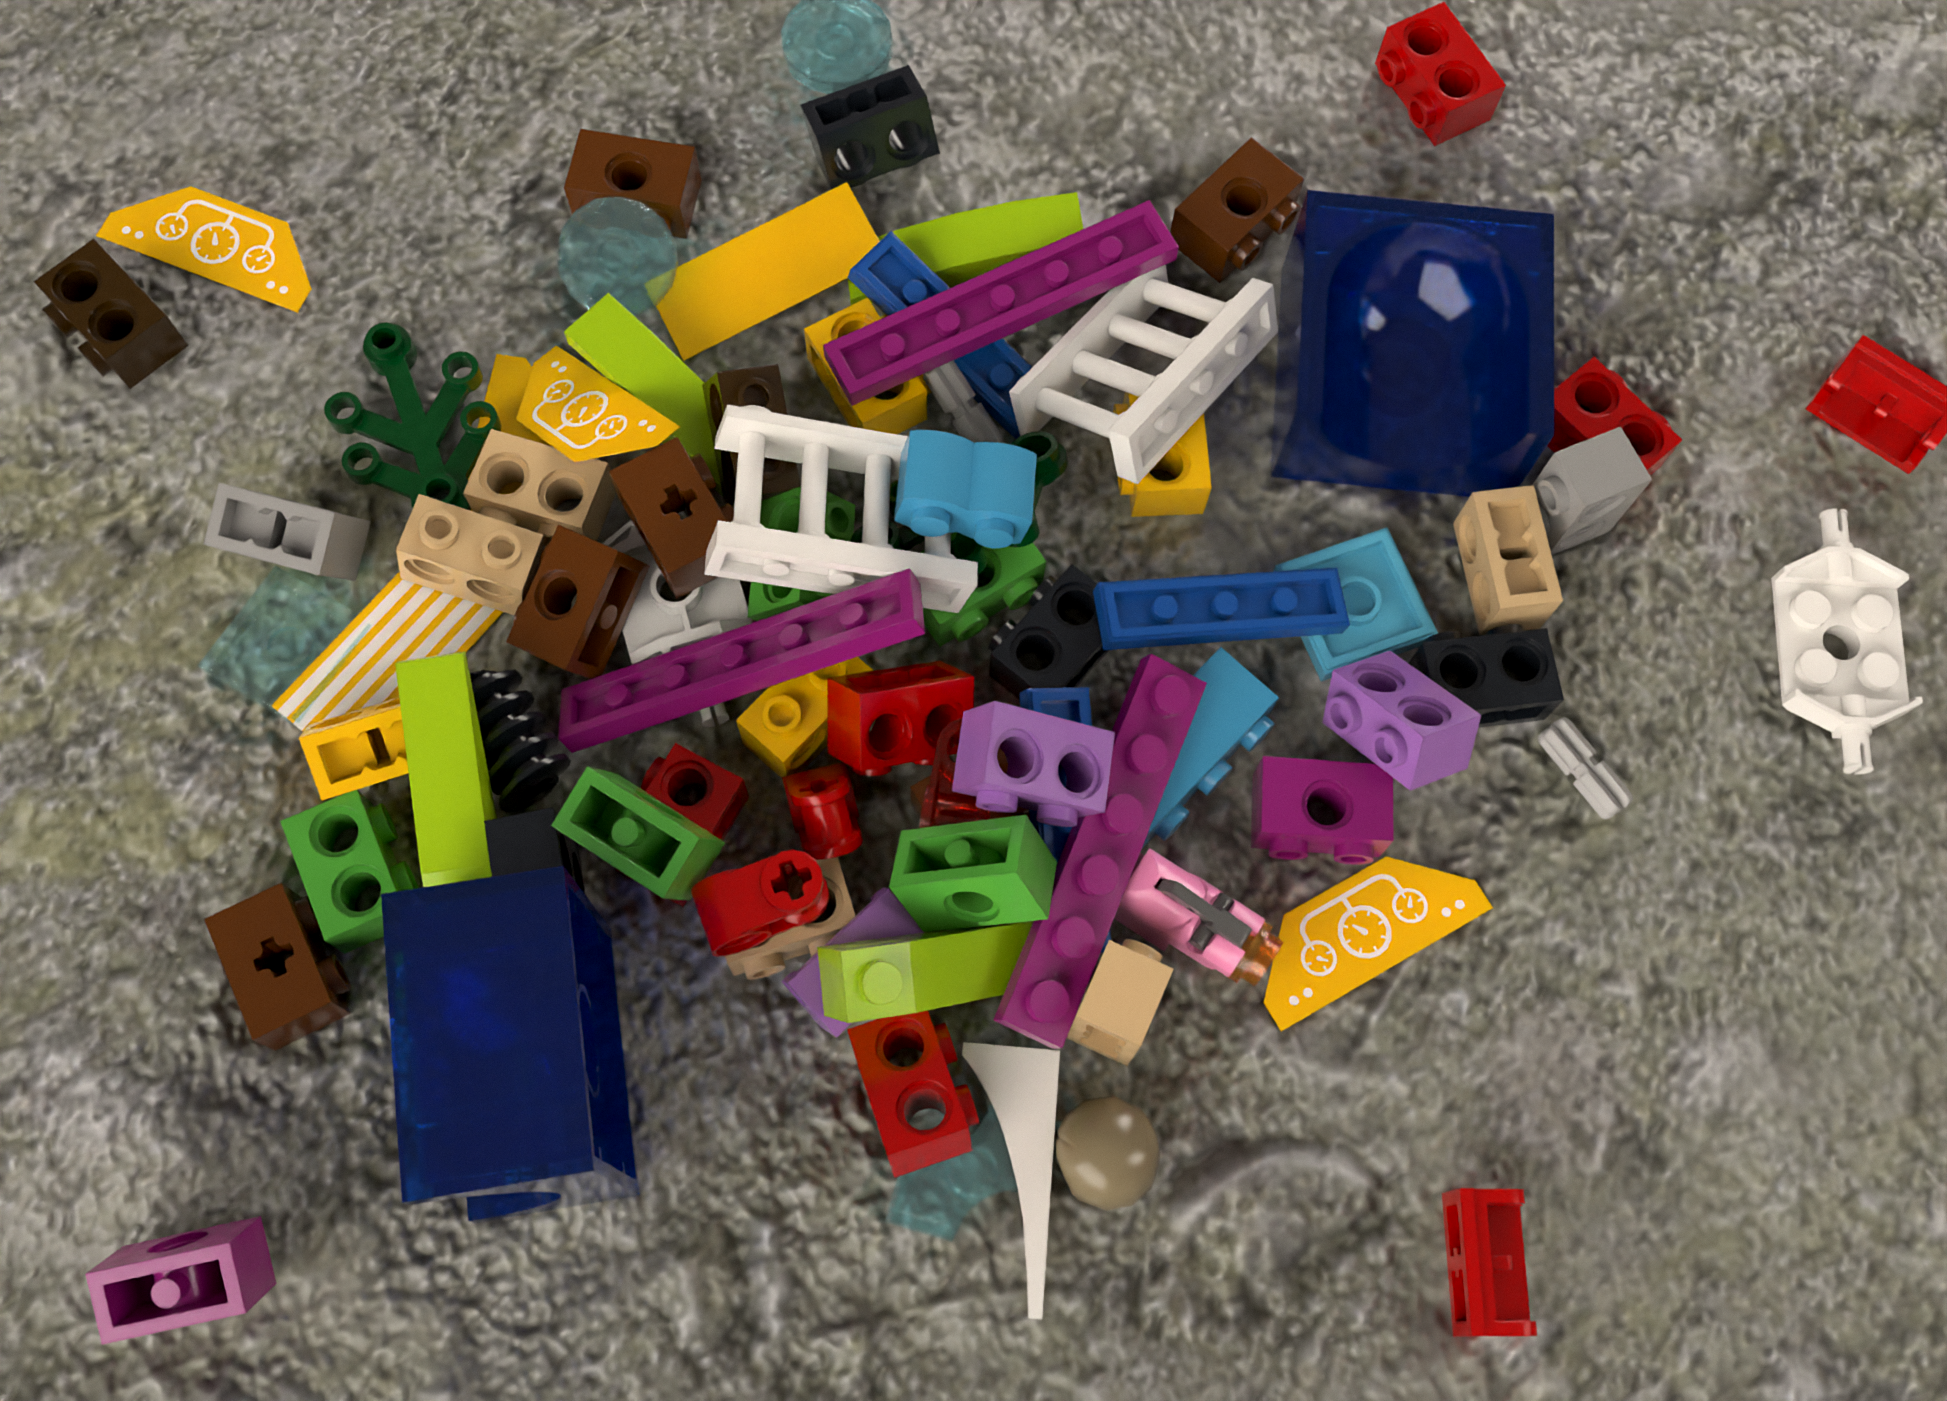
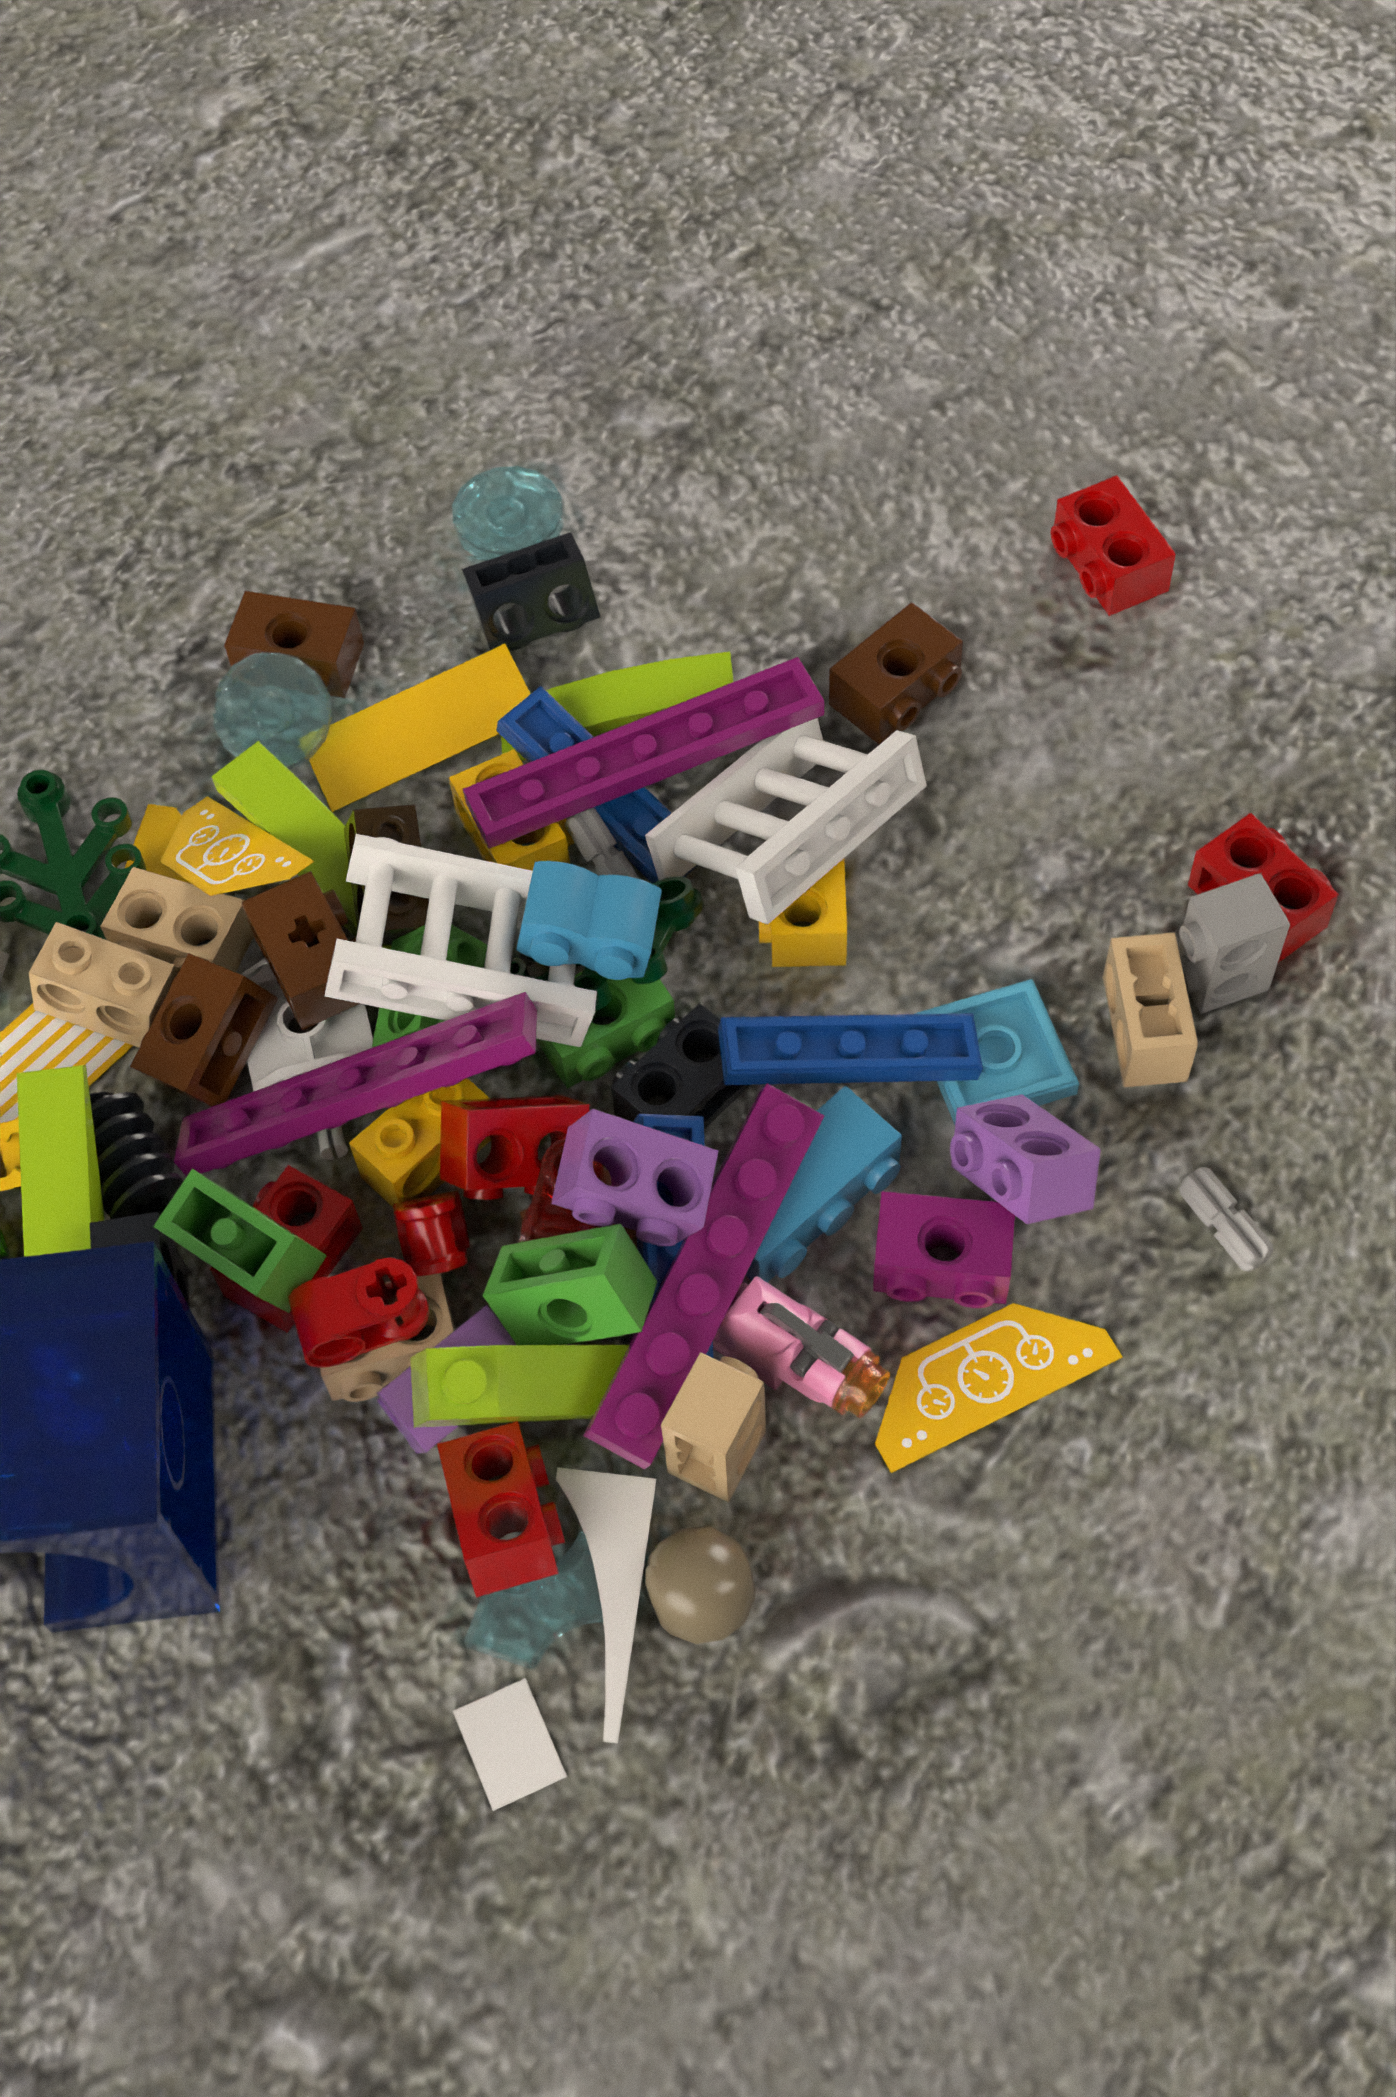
camera: 10 degrees right, 10 degrees down
(934, 1318) = (509, 1744): none -> white sticker
(1414, 345) = (1059, 798): clear blue piece -> none
(1485, 682) = (1127, 1142): black brick -> none
(1486, 1263) = (1092, 1707): red hinge -> none

